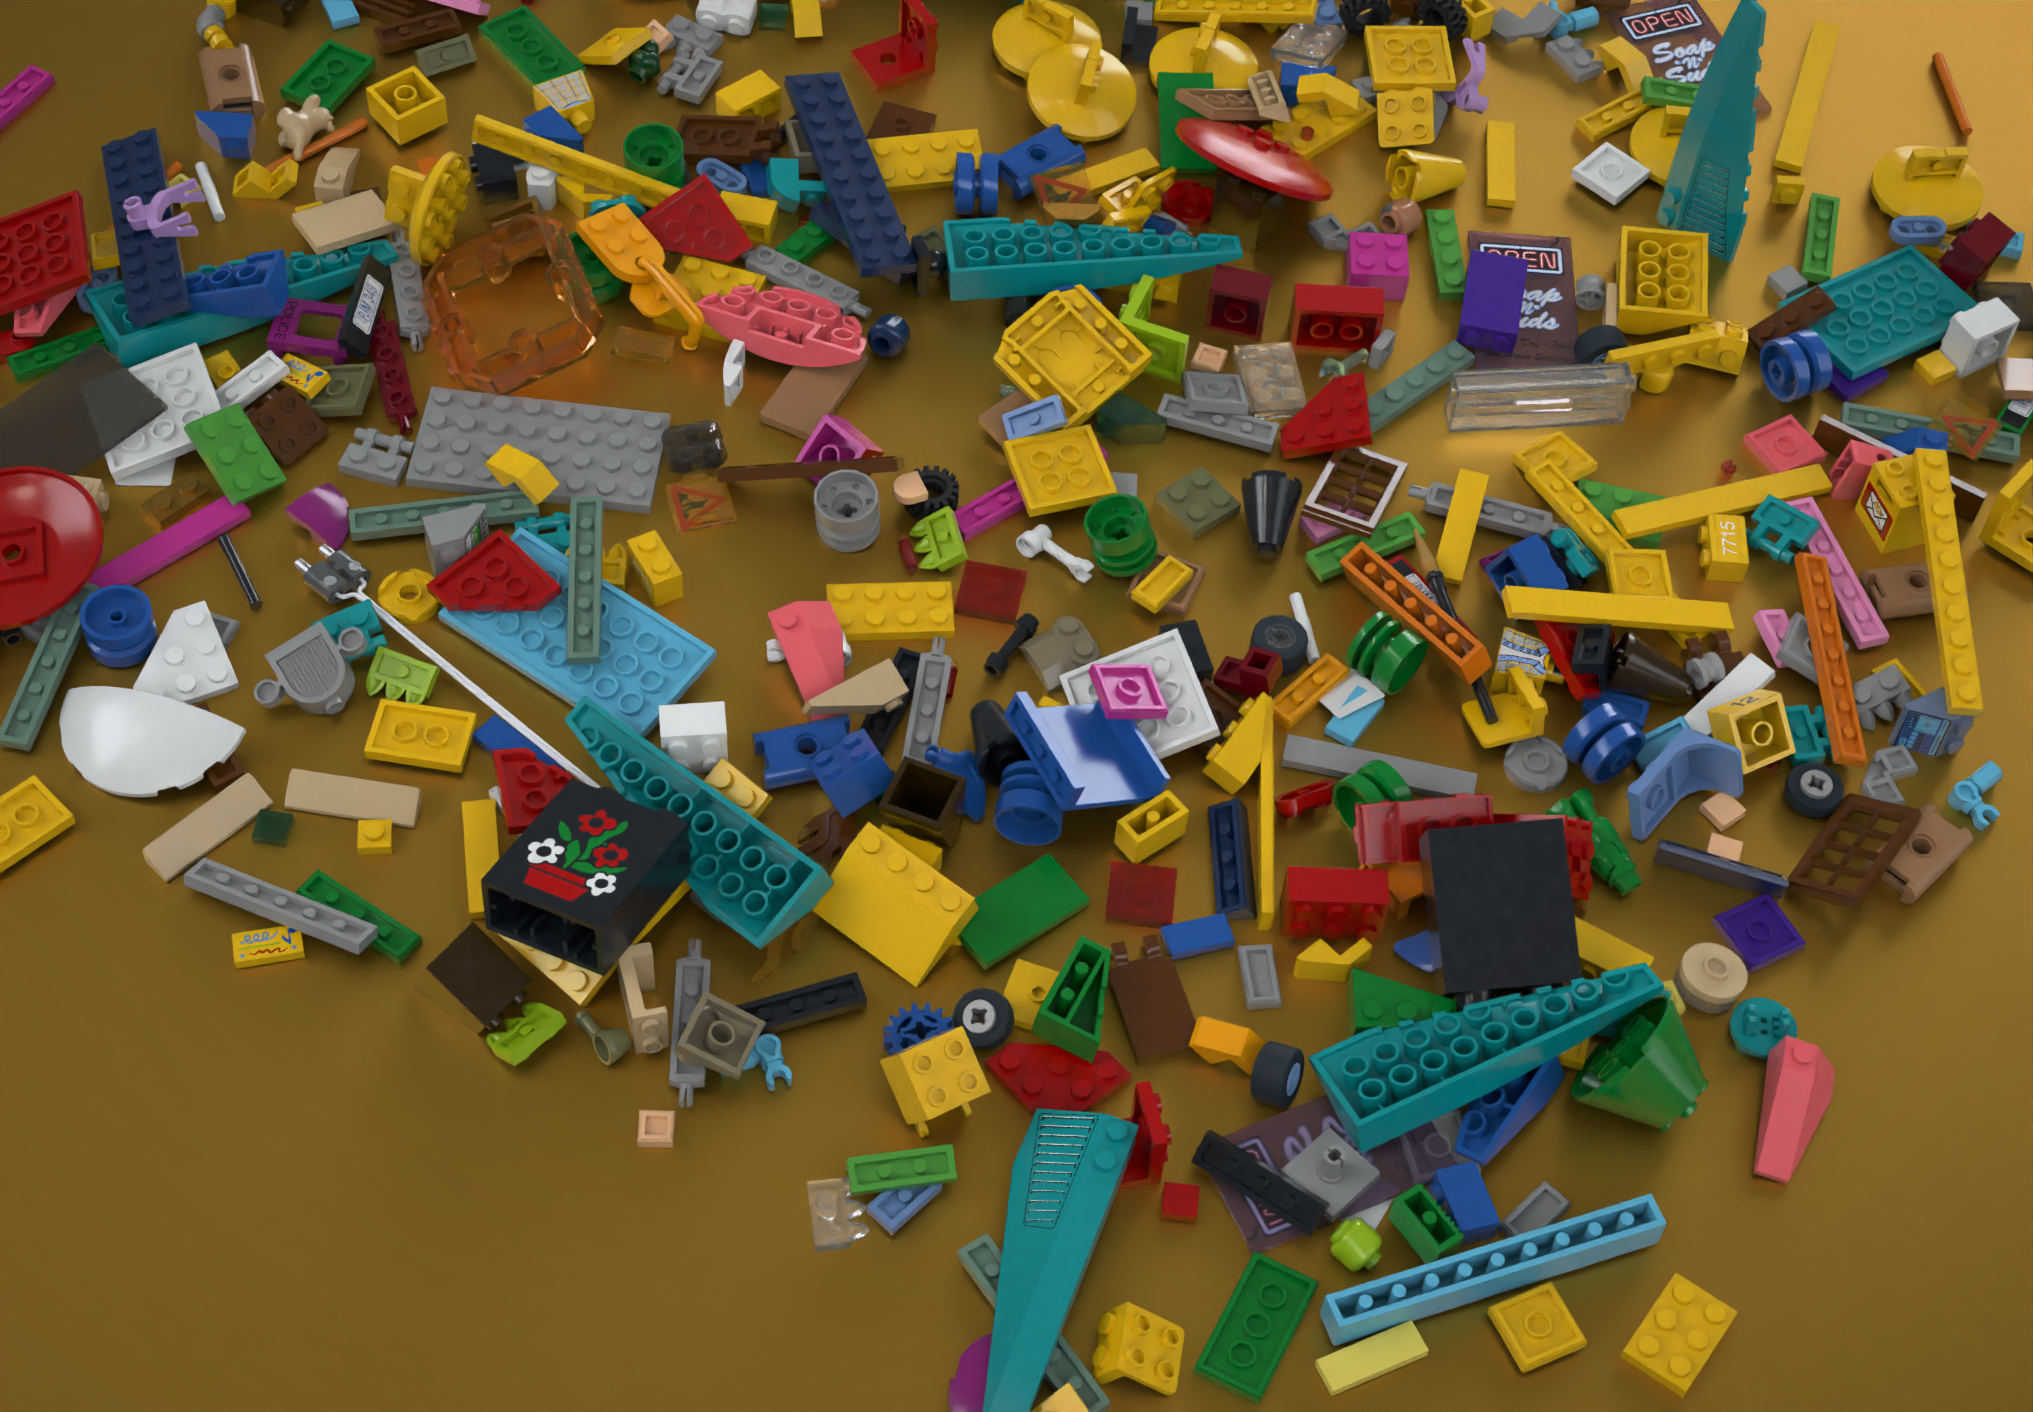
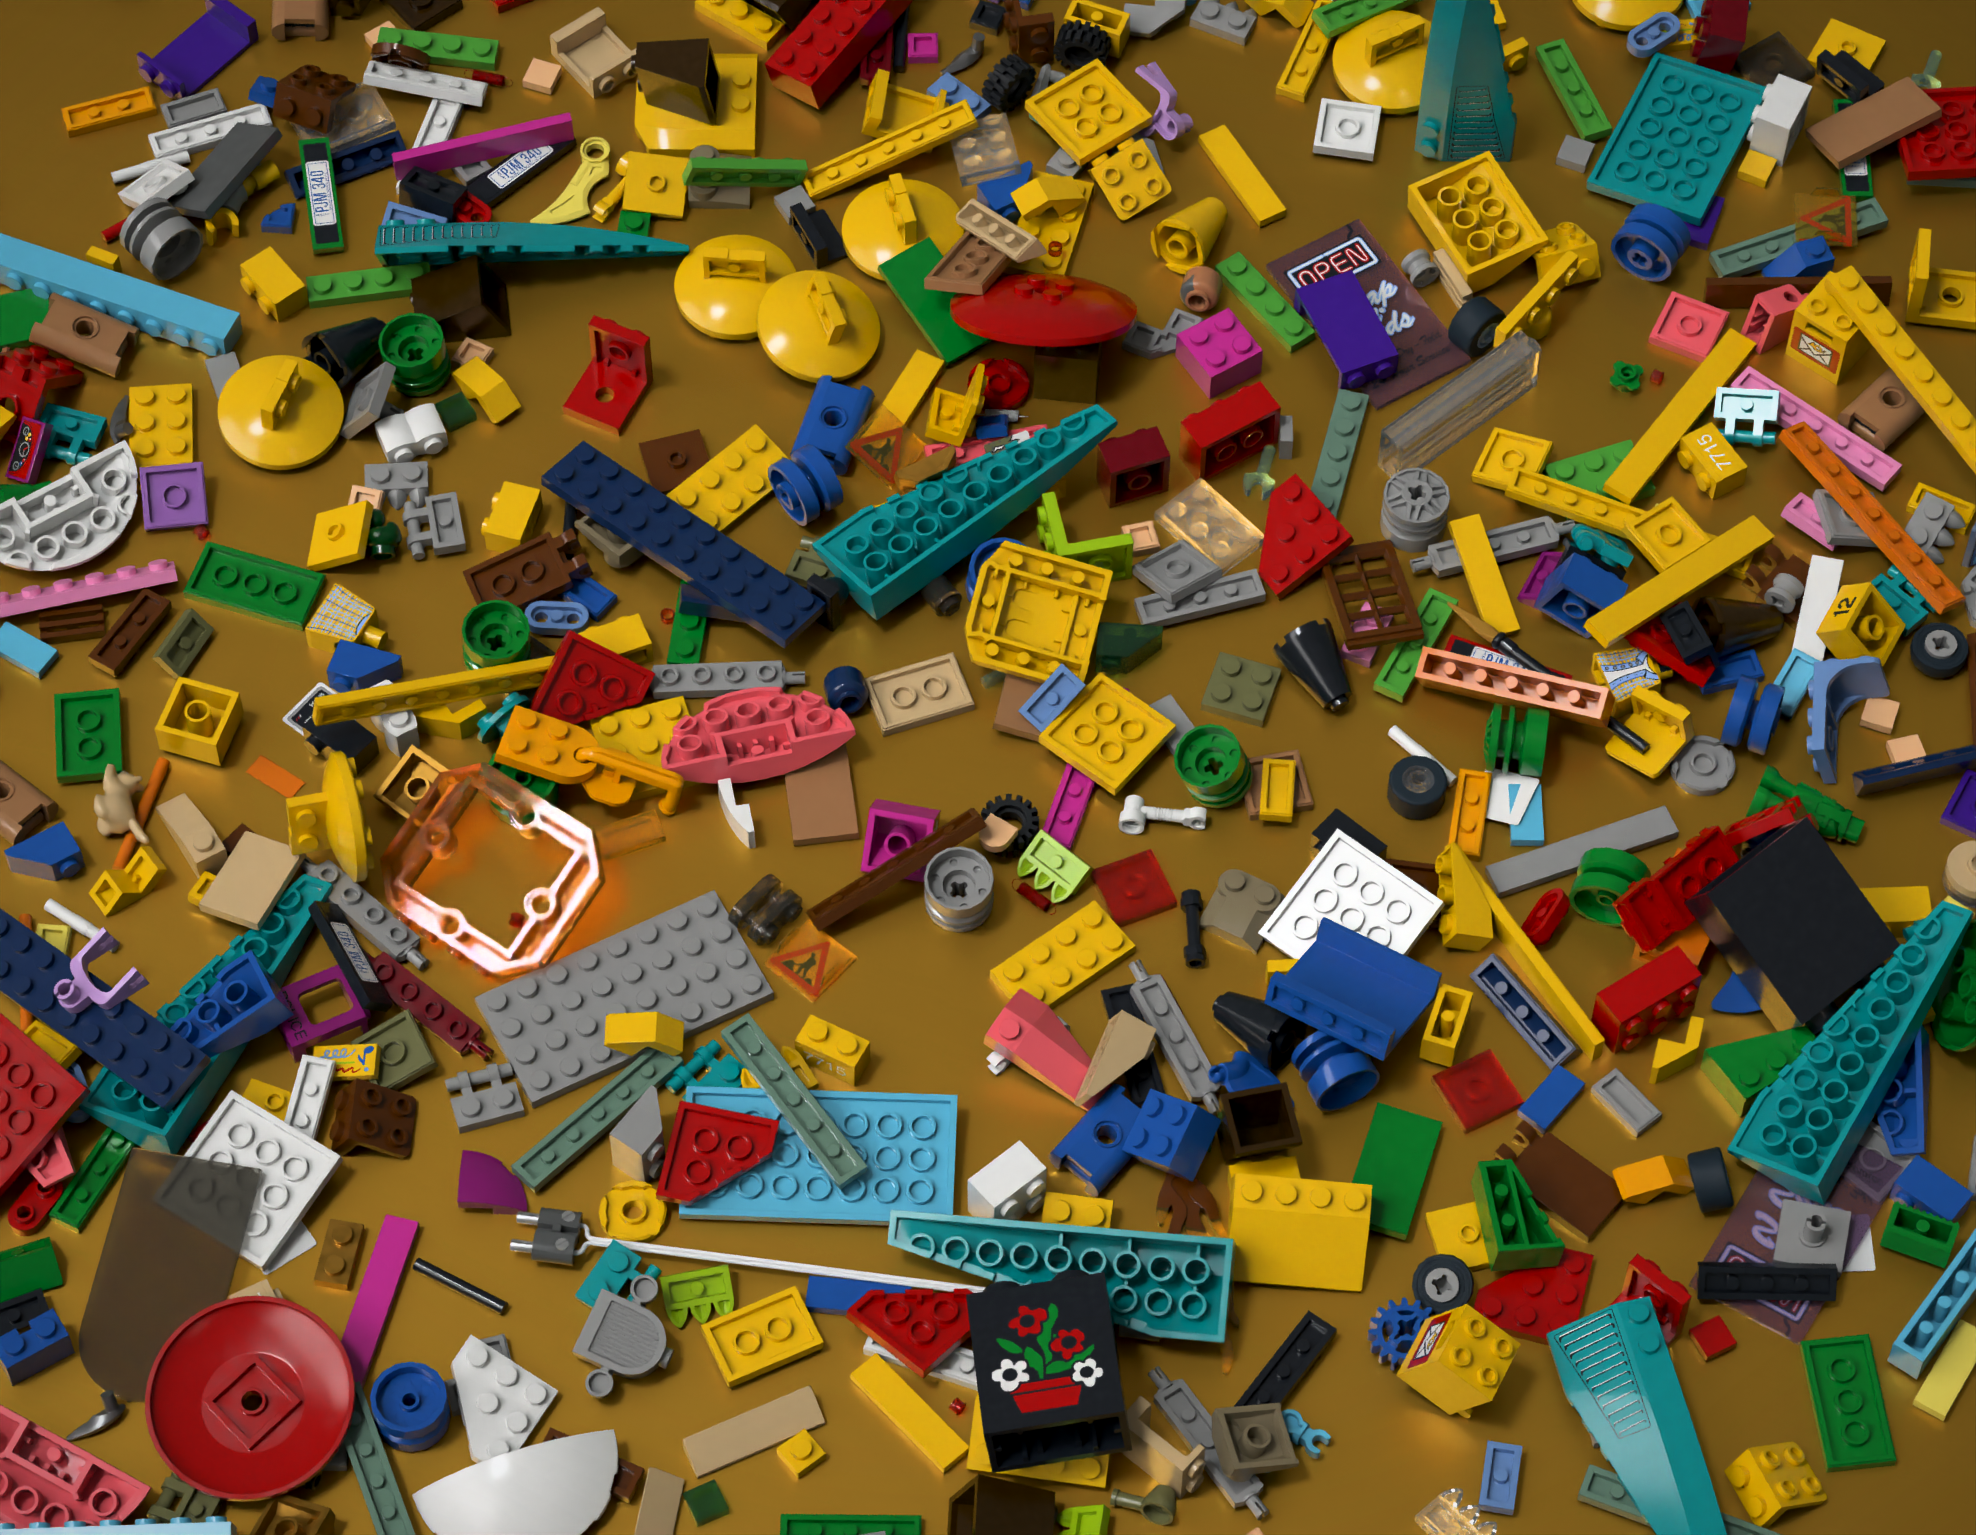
camera: 30 degrees left, 5 degrees up
(235, 454) = (368, 1177): bright green plate -> none
(787, 189) = (630, 593): teal brick -> none
(901, 1169) = (1484, 1456): bright green panel -> none
(943, 371) = (918, 694): none -> tan tile
(1128, 691) = (1345, 914): dark pink tile -> none
(1132, 218) = (975, 440): yellow tile -> none
(1252, 675) = (1423, 833): dark red brick -> none
(1356, 1244) = (1875, 1284): lime head -> none
(1440, 447) = (1414, 509): none -> light grey wheel
(1701, 453) = (1625, 383): none -> green plate
(1793, 317) = (1612, 195): reddish brown plate -> none

